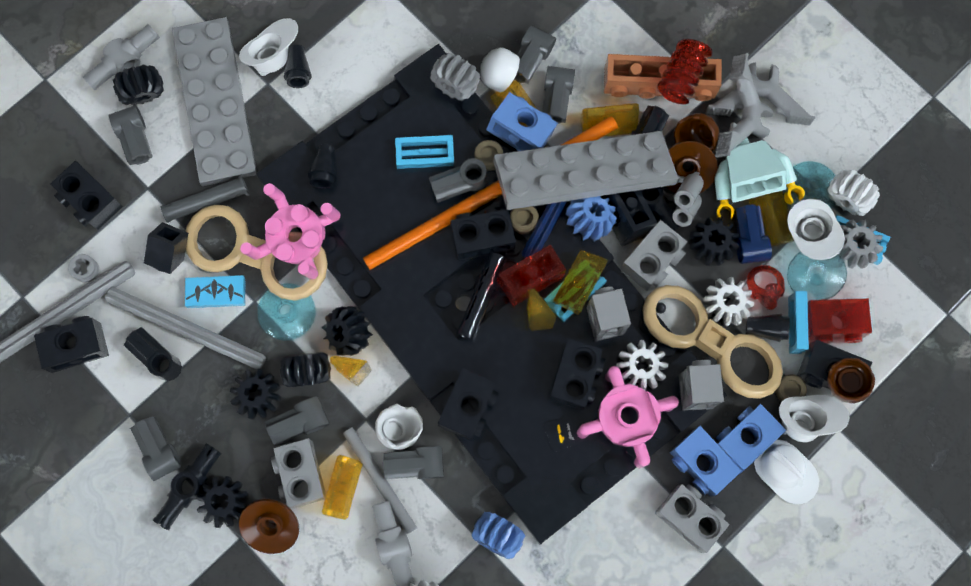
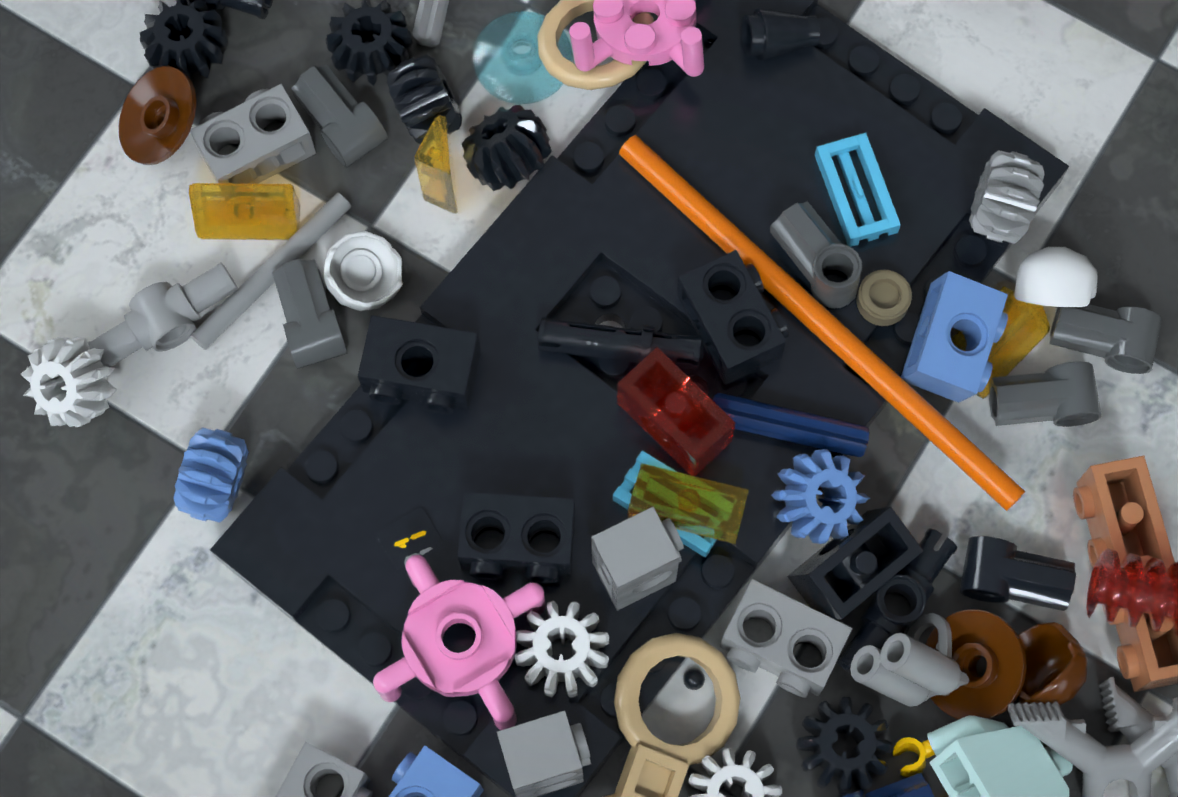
camera: 80 degrees right, 5 degrees down
(524, 219) = (783, 383): dark tan tile -> none
(539, 313) = (609, 433): clear yellow slope -> none
(584, 170) = (901, 462): light grey plate -> none
(625, 116) = (1033, 520): clear yellow slope -> none

